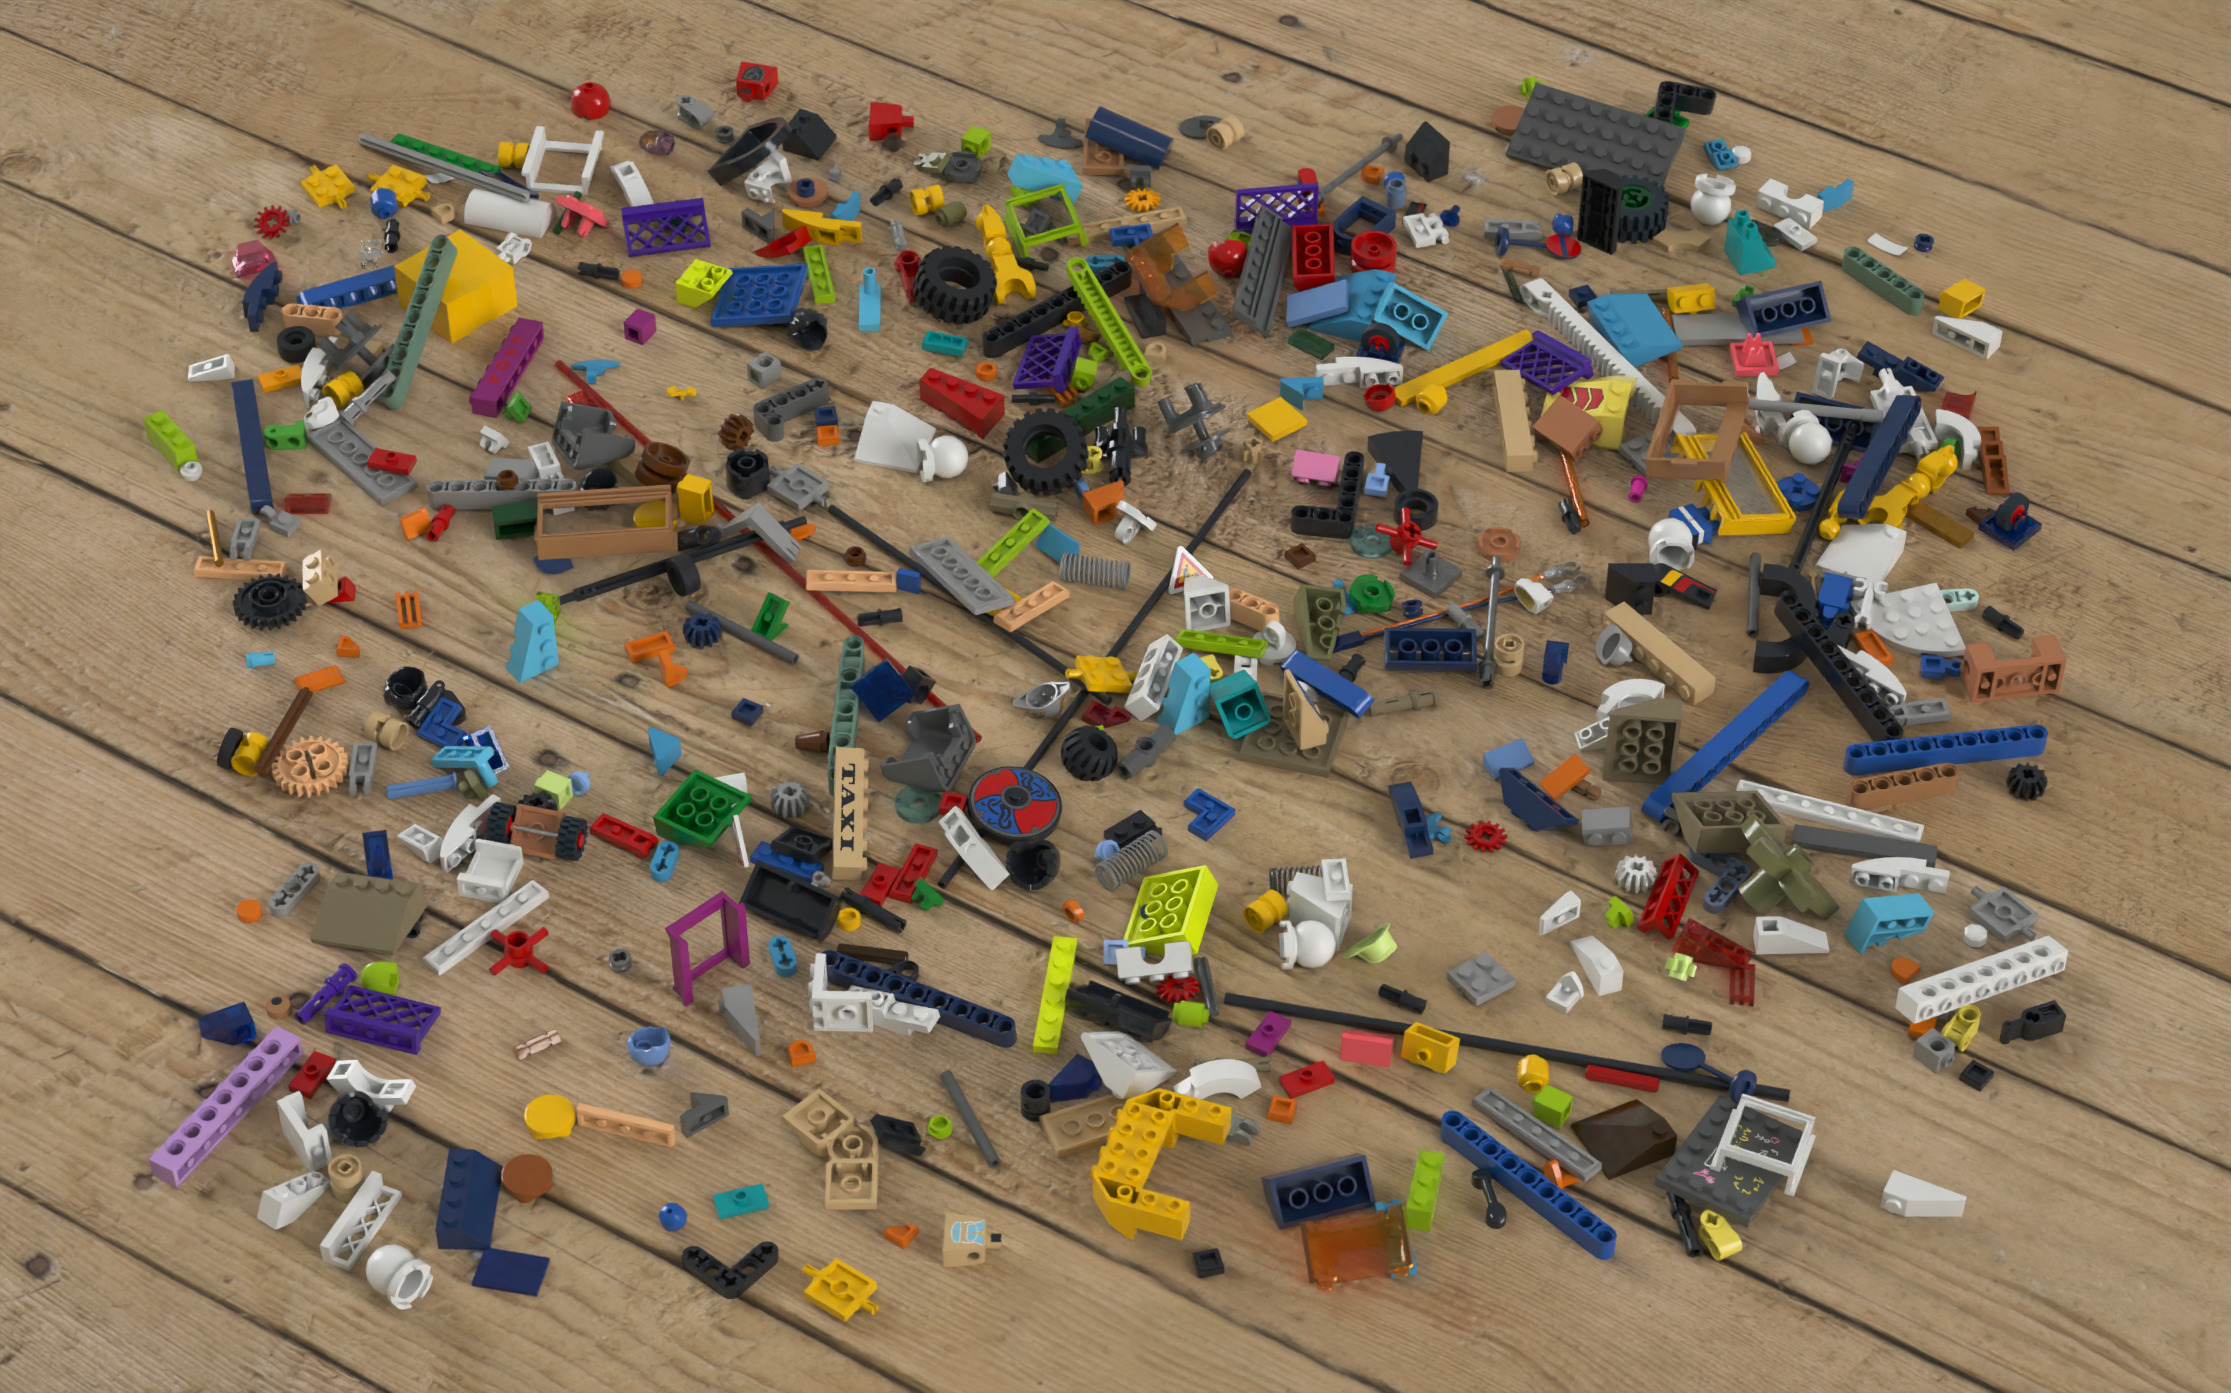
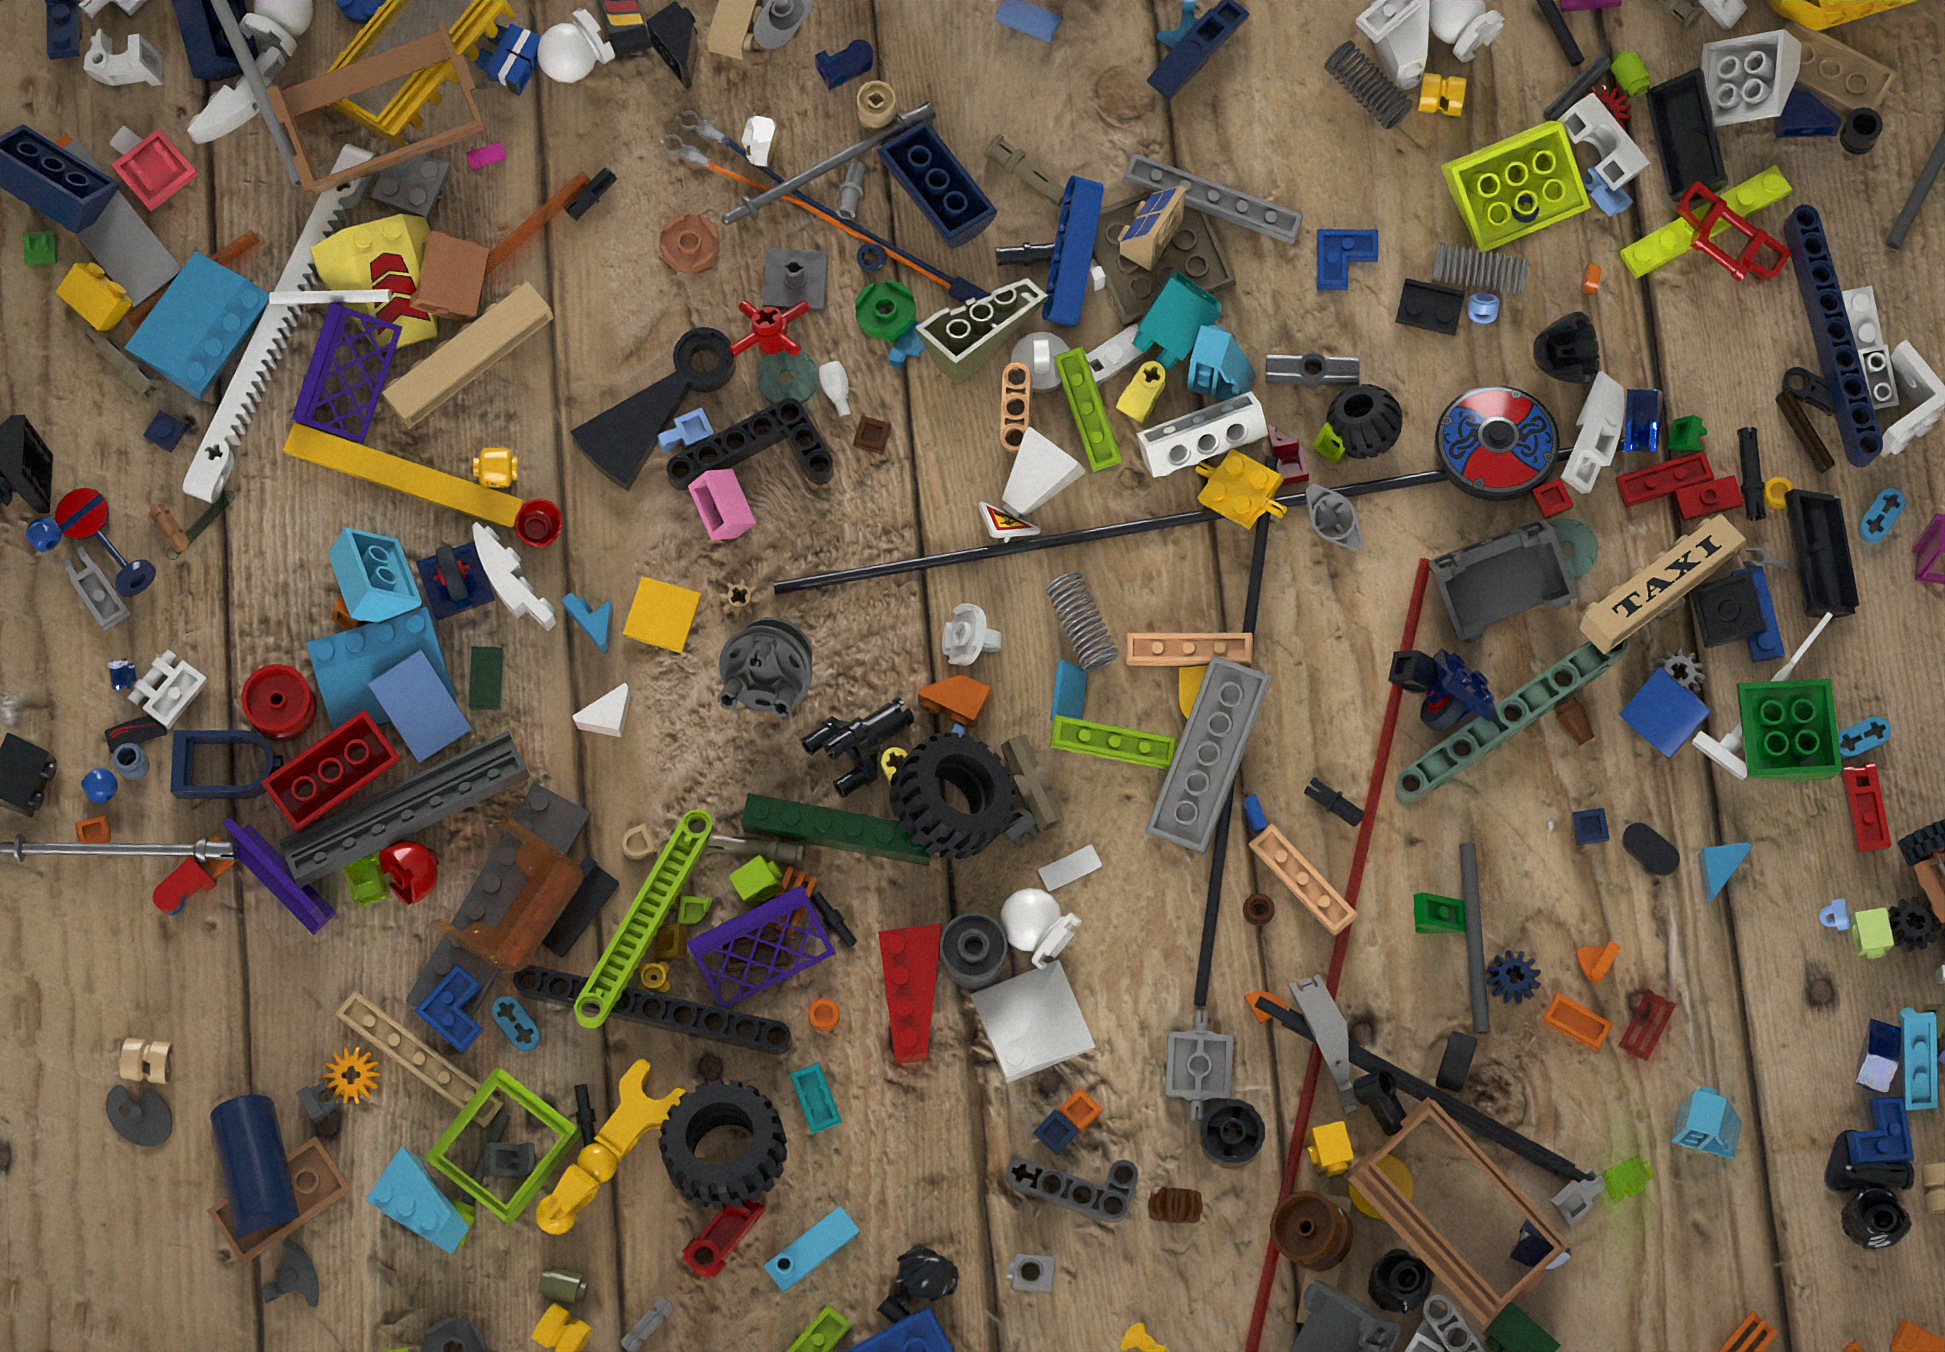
camera: 125 degrees left, 30 degrees up
(559, 584) = (1576, 1197): none -> light grey plate
(610, 662) = (1659, 1001): none -> clear red tile
(706, 732) = (1650, 849): none -> black tile
(766, 773) = (1665, 712): none -> blue slope
(957, 420) = (973, 950): none -> dark grey wheel
(958, 874) = (1643, 420): none -> clear blue slope
(962, 501) = (1070, 868): none -> white sticker
(1054, 989) = (1756, 236): none -> red bar
(1238, 370) = (606, 714): none -> white slope
(1301, 770) = (1215, 198): none -> light grey tile
(1346, 553) = (835, 385): none -> white piece
(1596, 369) = (338, 296): none -> white bar

